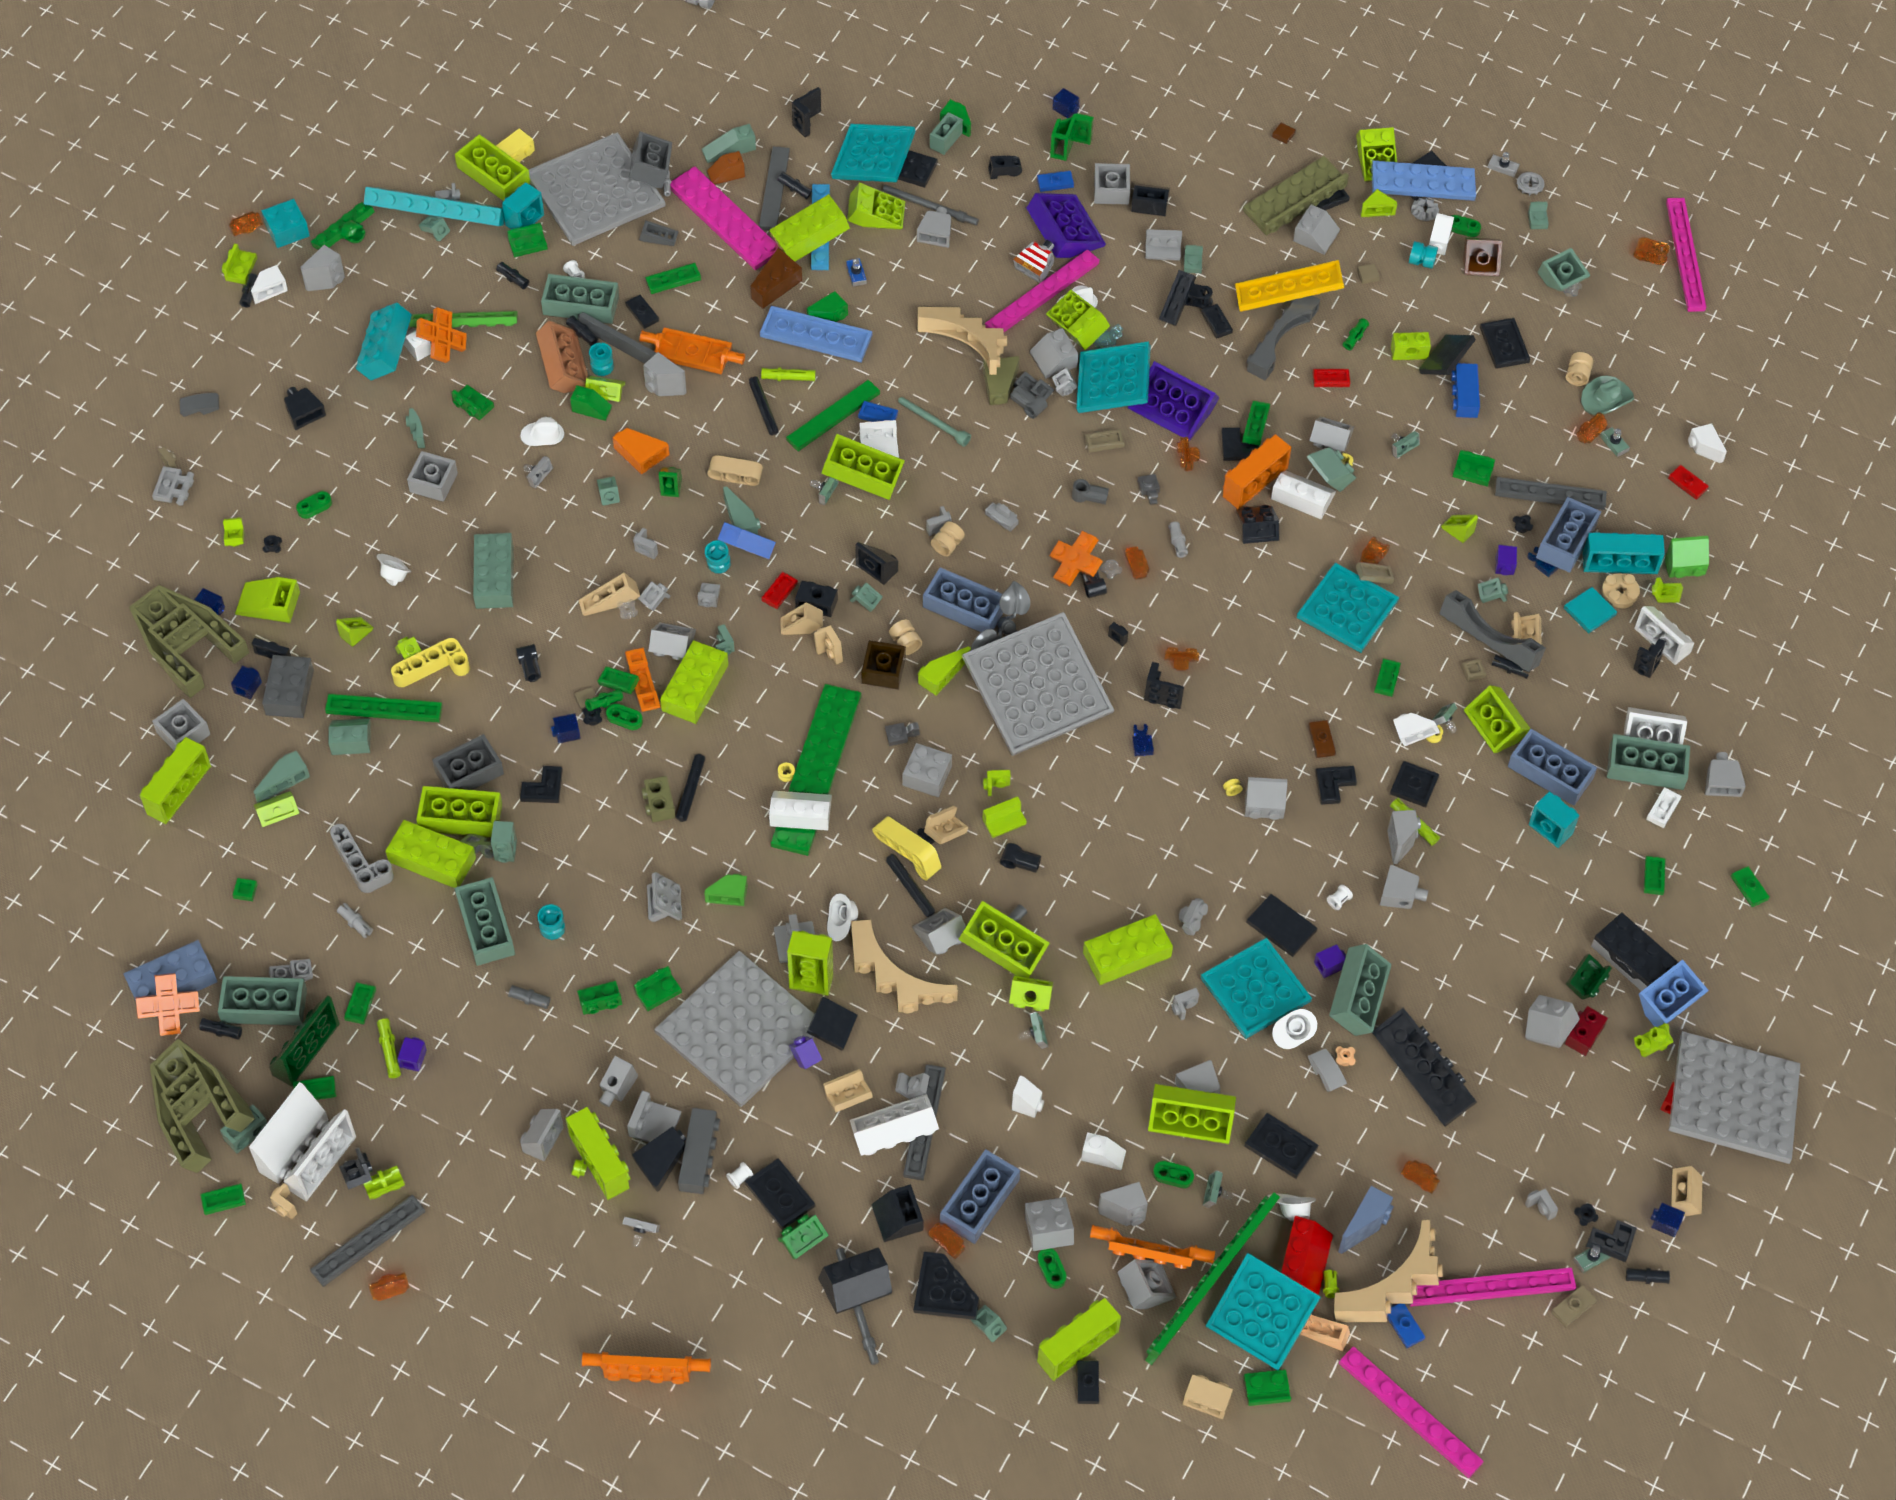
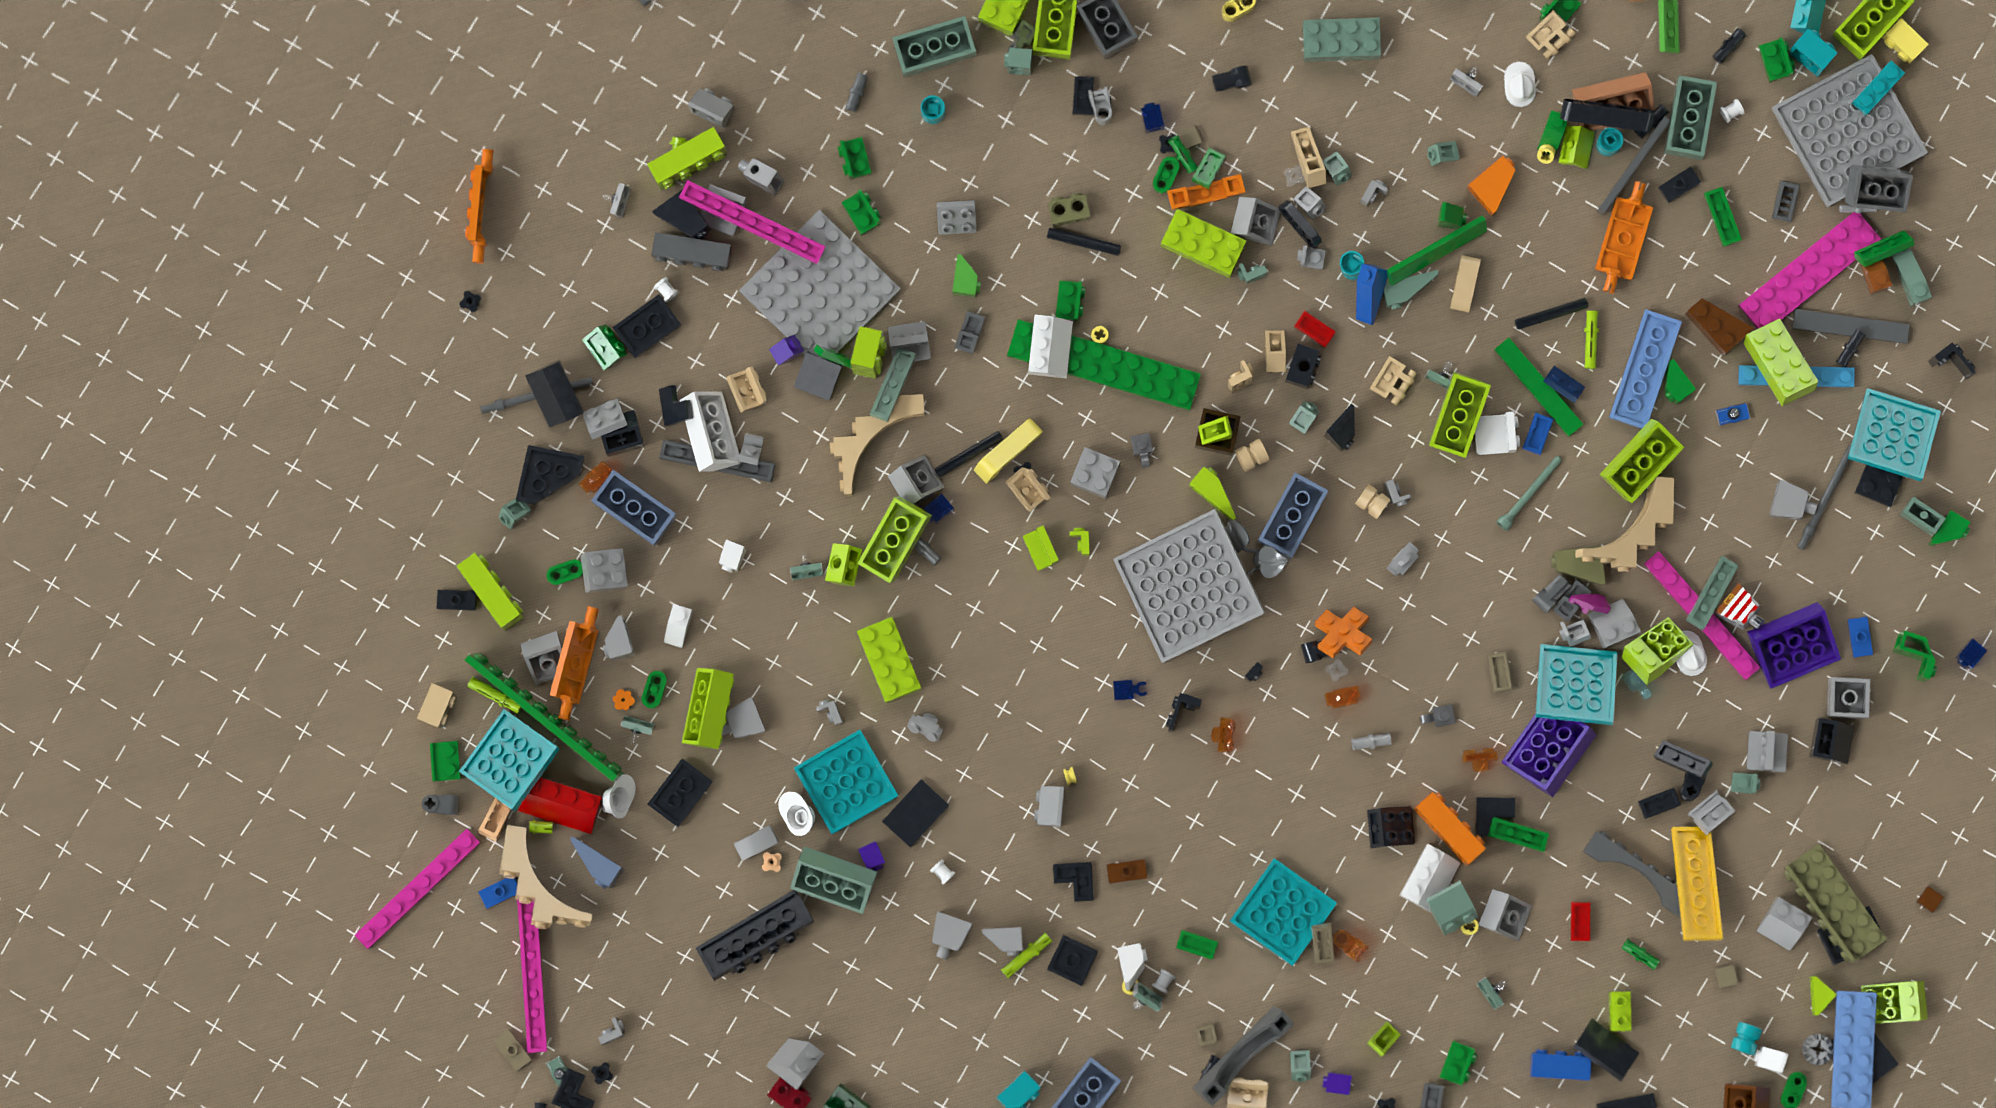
camera: 100 degrees right, 25 degrees up
(493, 407) = (1546, 30): none -> tan plate
(551, 769) = (1101, 102): none -> light grey piece
(557, 164) = (1878, 87): none -> teal plate
(577, 353) = (1607, 115): none -> black beam
(611, 404) = (1547, 148): none -> light yellow bush
(619, 568) = (1337, 168): none -> sand green bracket
(664, 377) = (1582, 204): light grey slope -> none
(666, 610) = (1300, 224): none -> black beam
(668, 1084) = (752, 222): none -> dark pink plate
(704, 161) = (1884, 248): none -> green plate
(704, 488) = (1437, 250): none -> green tile
(751, 797) = (1069, 300): none -> green bracket
(752, 1384) = (470, 306): none -> black plate
(784, 888) = (970, 332): none -> dark grey slope
(812, 1004) = (833, 356): none -> green tile
(827, 531) = (1387, 378): none -> tan plate
(830, 394) = (1564, 384): none -> dark blue plate
(841, 914) = (932, 386): white piece -> none
(852, 947) = (893, 384): none -> sand green plate
(874, 1162) = (672, 410): none -> black tile
(875, 208) = (1817, 437): lime slope -> none
(883, 1227) = (604, 418): none -> light grey plate
(884, 653) = (1215, 430): none -> lime slope
(903, 329) = (1641, 460): none -> lime brick
(966, 906) = (939, 509): none -> clear blue brick
(1004, 166) = (1878, 581): black leg -> none
(1014, 857) = (995, 557): black piece -> none
(1022, 280) = (1712, 593): none -> sand green plate
(1036, 369) = (1591, 601): none -> magenta slope
(1088, 492) = (1430, 655): dark grey piece -> none
(1186, 1201) = (629, 700): none -> orange plant
(1195, 1327) = (493, 694): none -> lime pin
(1223, 280) = (1711, 812): none -> light grey plate
(1316, 1386) = (444, 804): none -> dark grey piece
(1421, 1175) = (645, 922): clear orange piece -> none
(1426, 703) = (1164, 981): none -> light grey bush
(1497, 719) = (1143, 1052): lime slope -> none

